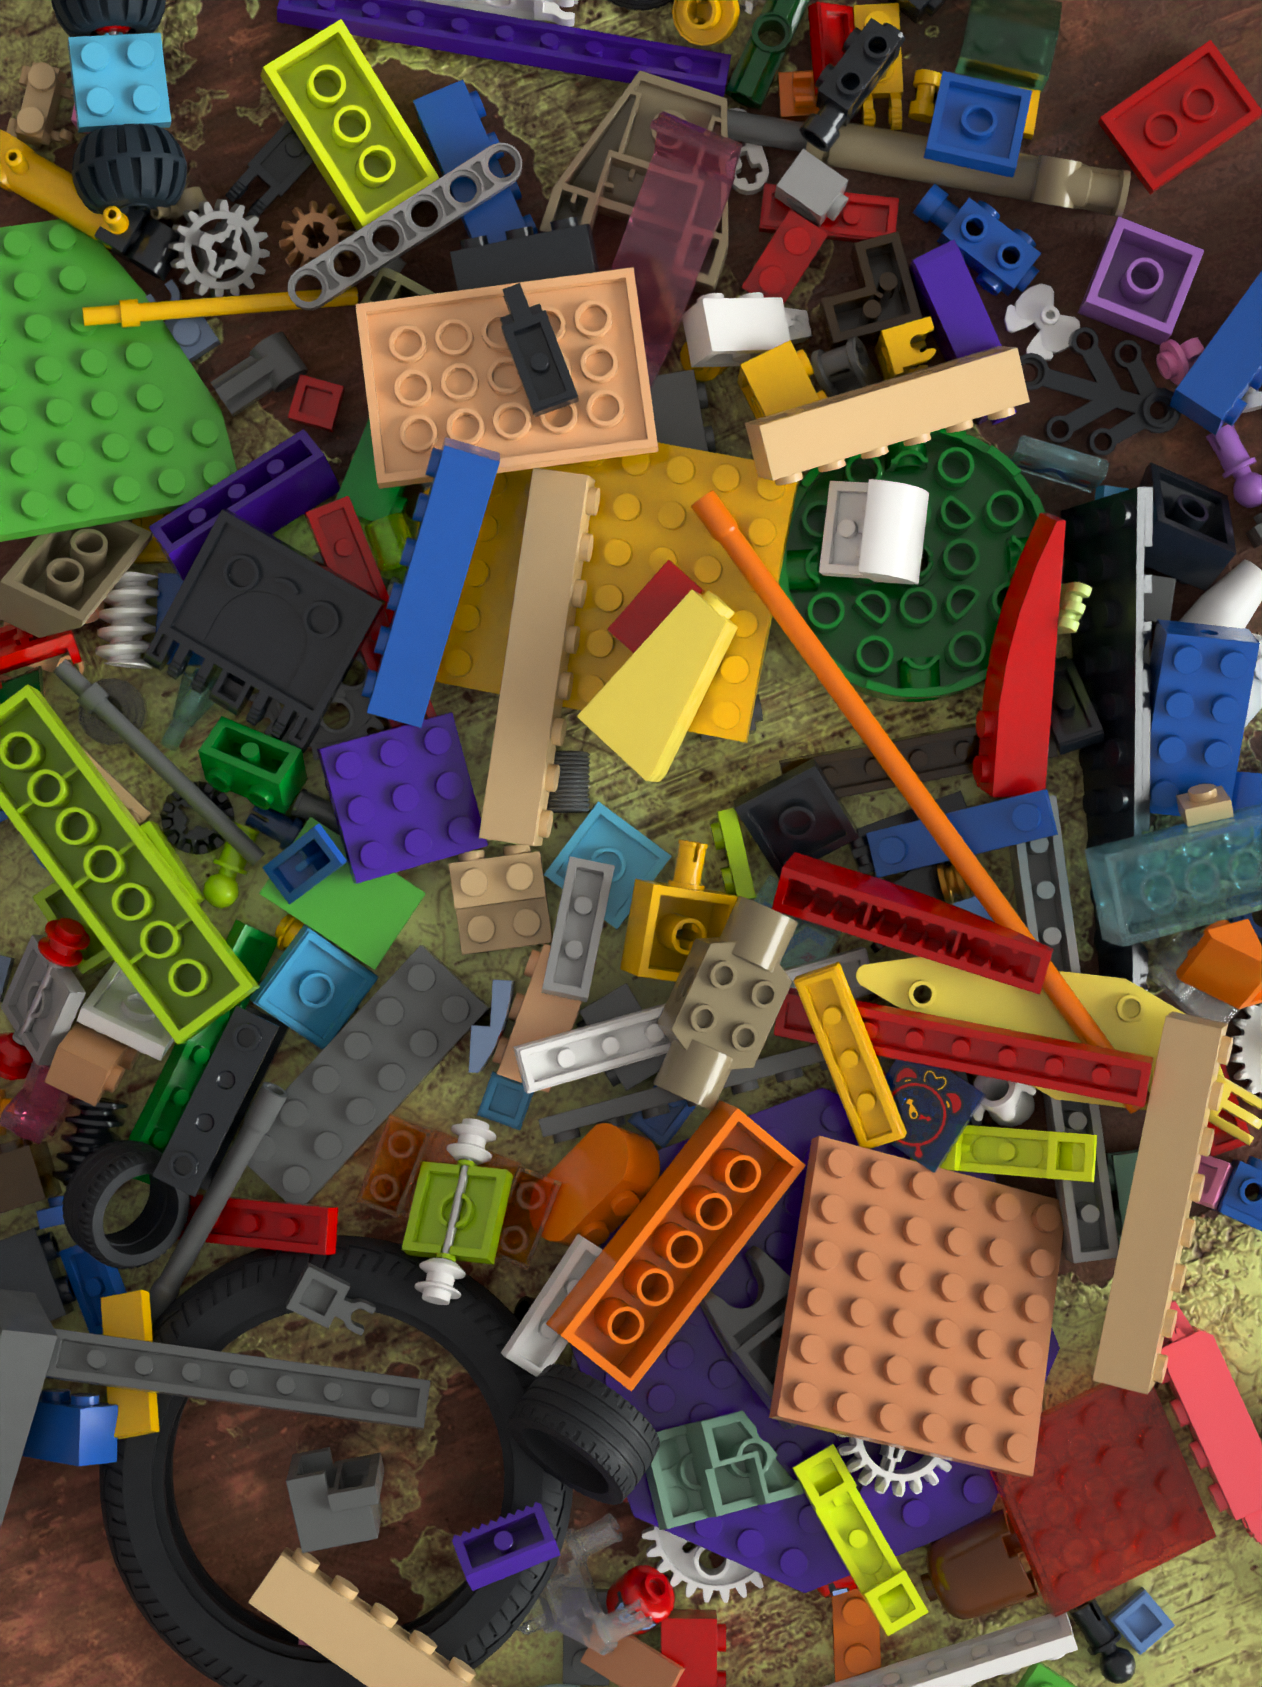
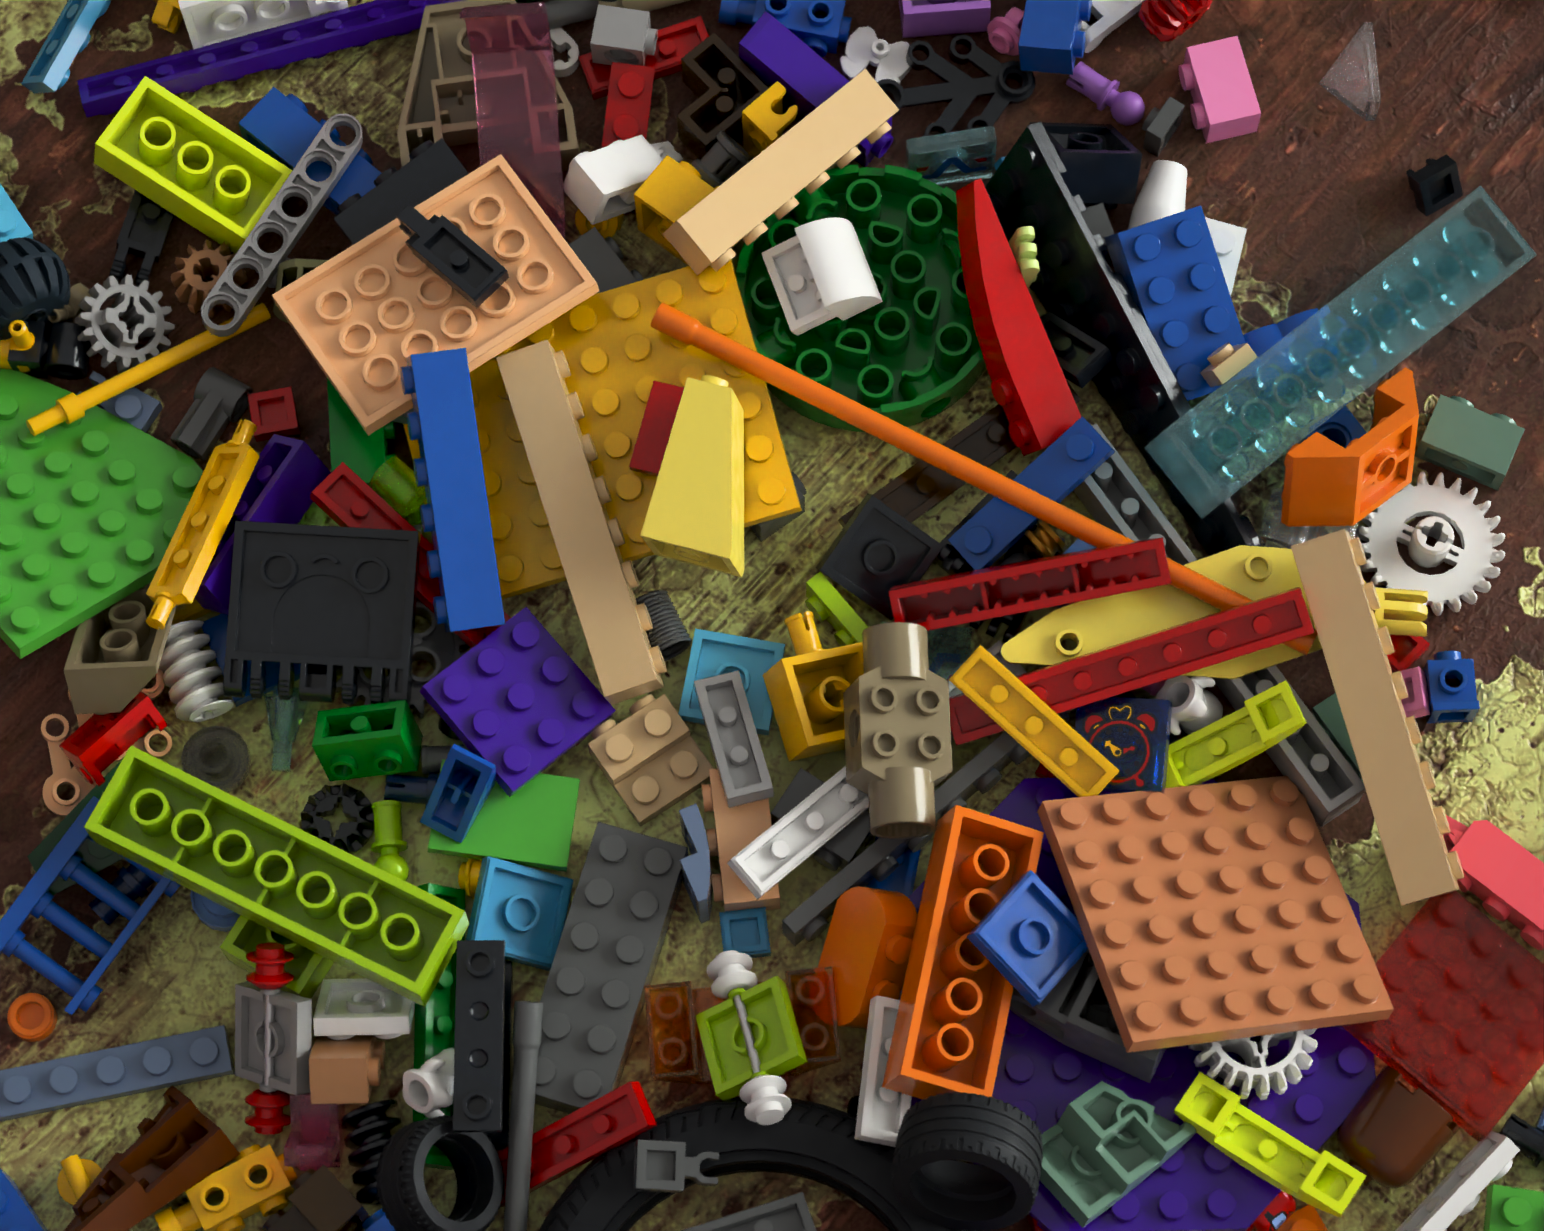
camera: 25 degrees left, 15 degrees down
(94, 699) = (196, 749): dark grey bar -> none
(160, 1115) = (431, 1084): none -> white animal
(194, 493) = (202, 525): none -> yellow plate
(741, 1262) = (1030, 938): none -> blue plate

